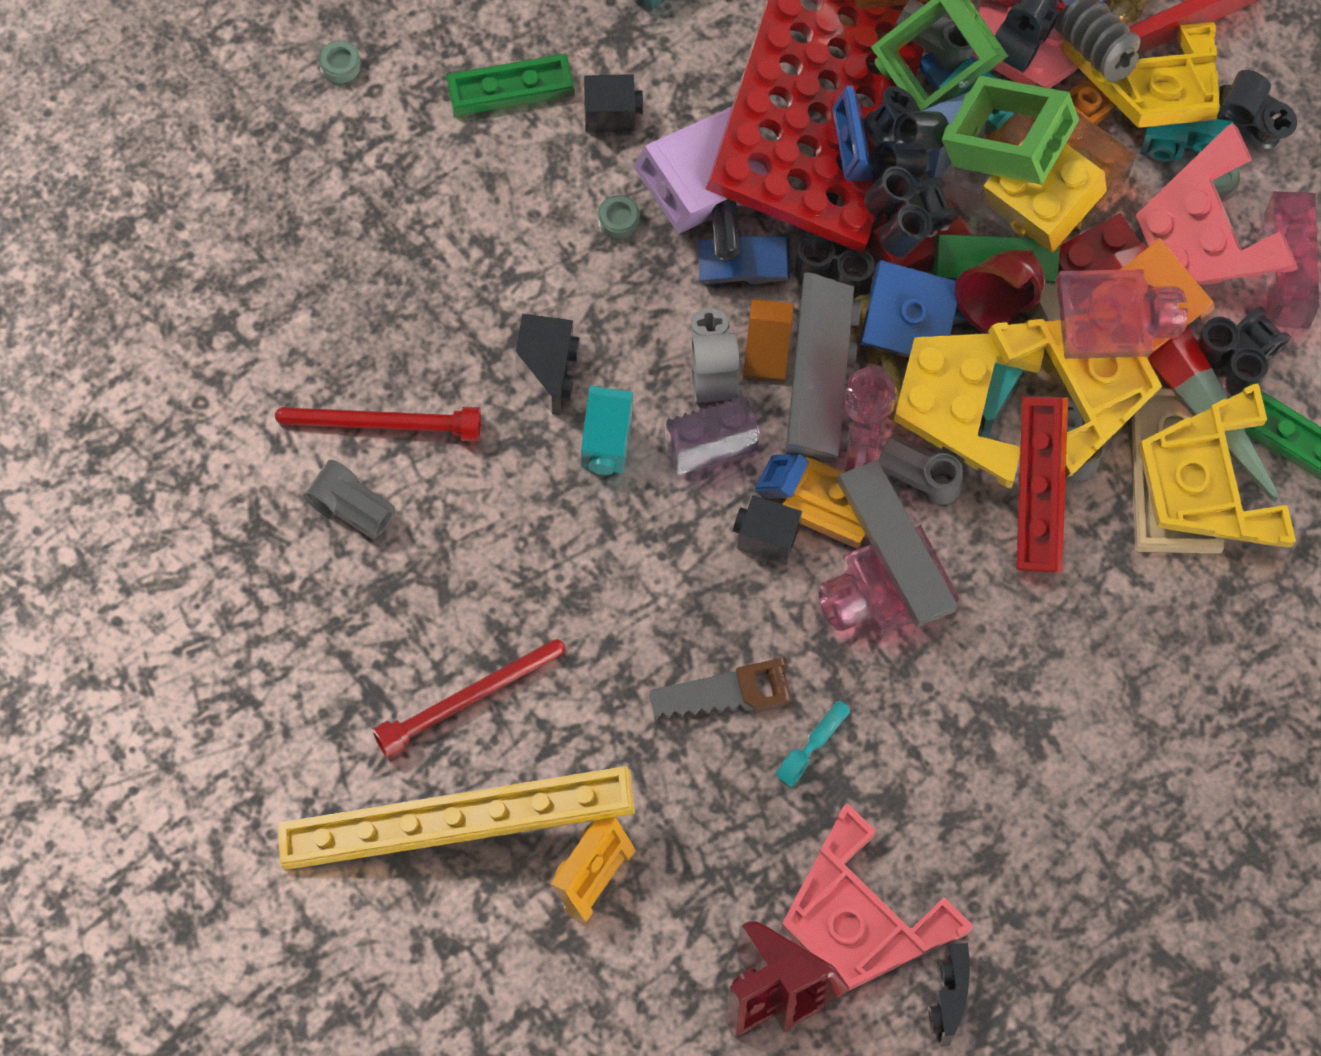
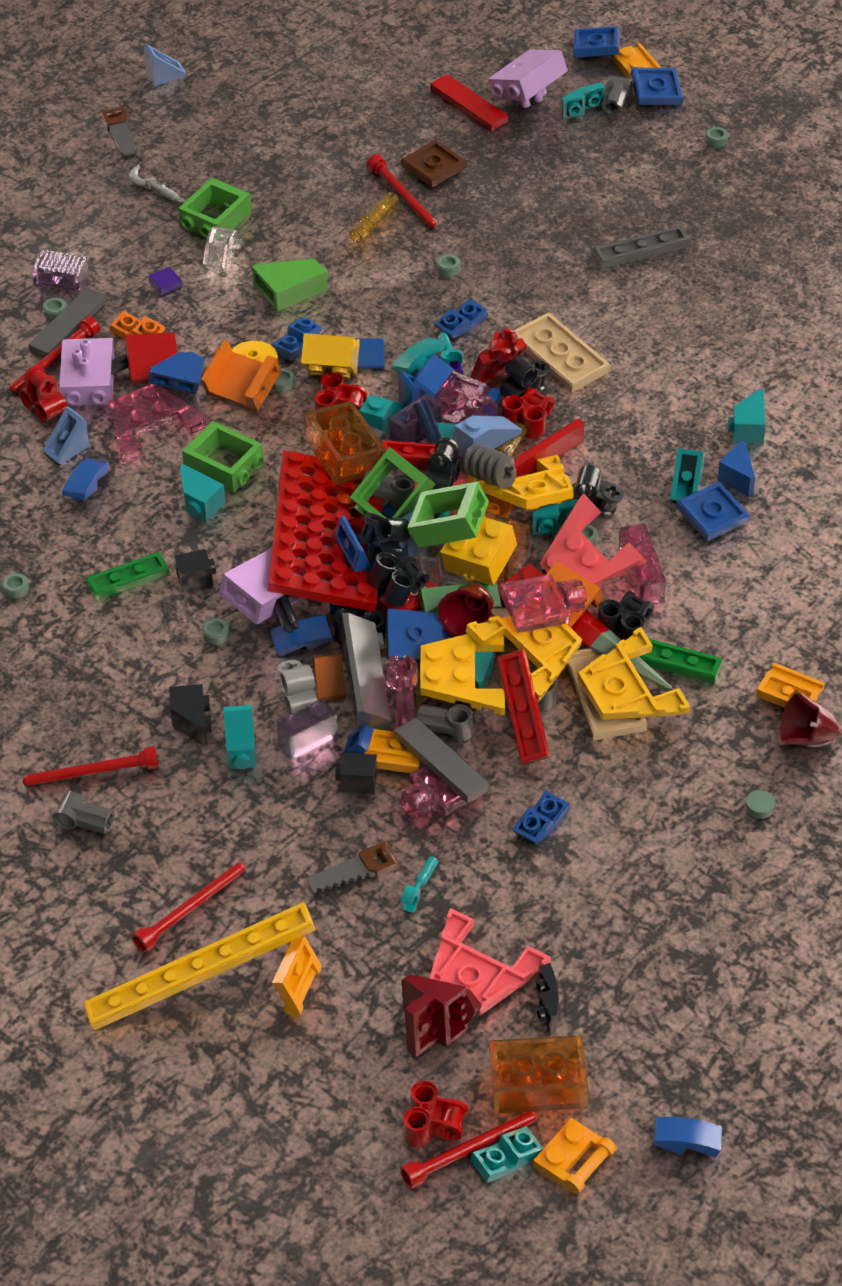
camera: 10 degrees left, 20 degrees down
(1022, 674) = (542, 818): none -> blue slope

